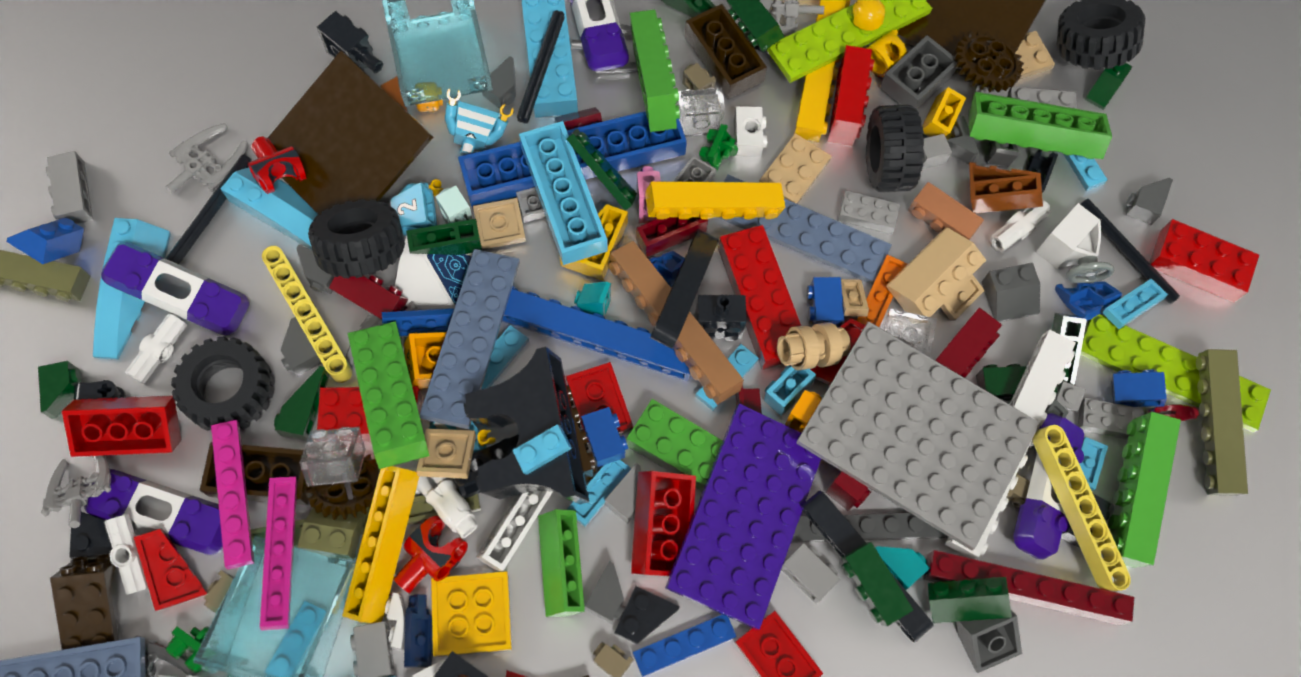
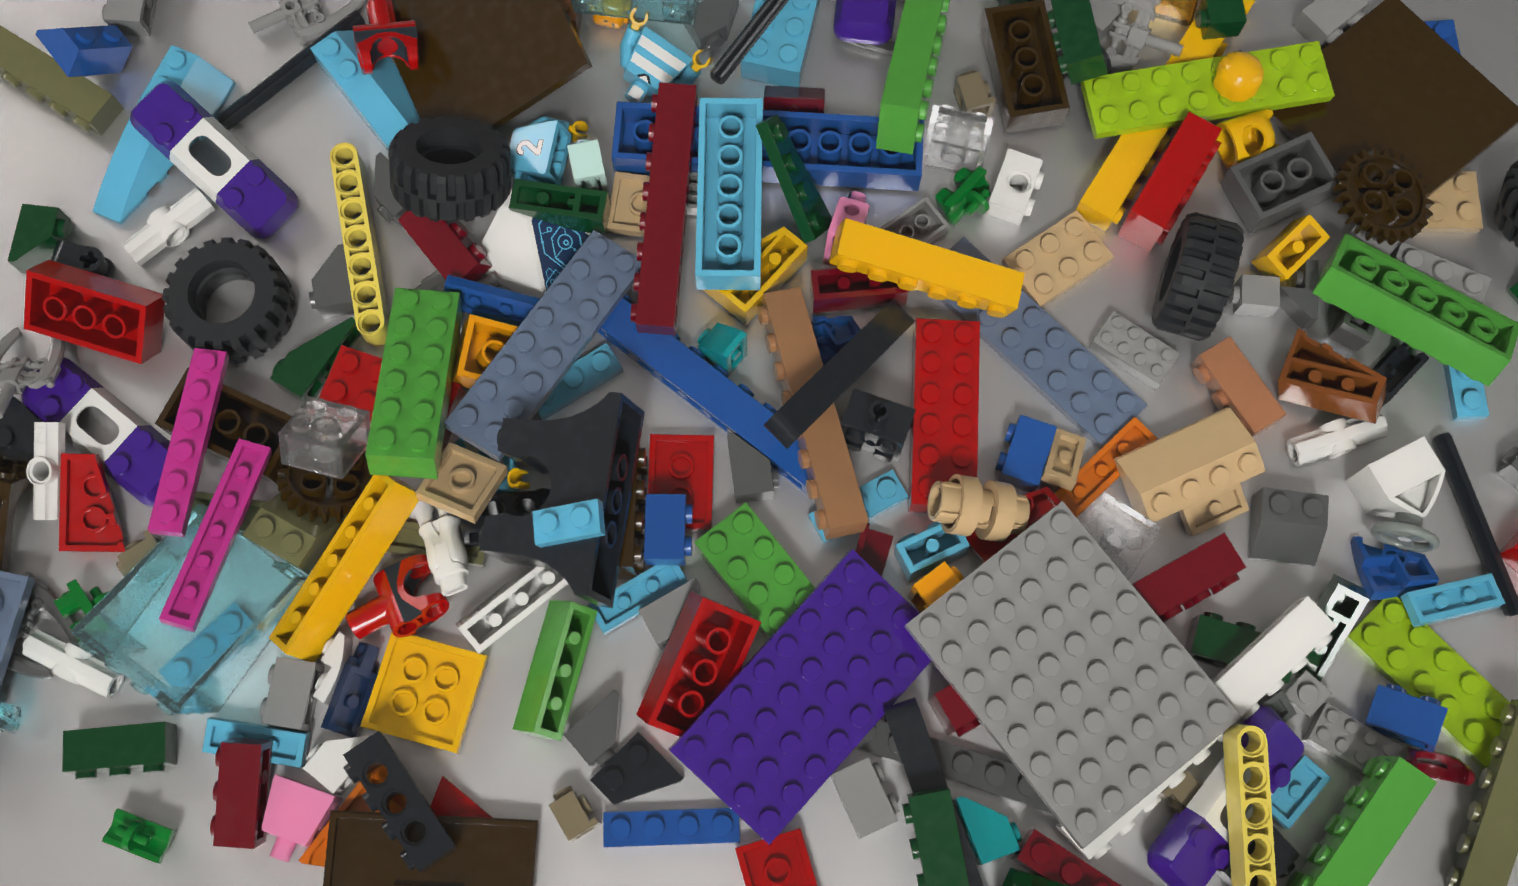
camera: 25 degrees right, 5 degrees up
(522, 218) = (666, 209): none -> dark red brick
(645, 378) = (750, 472): none -> dark grey slope

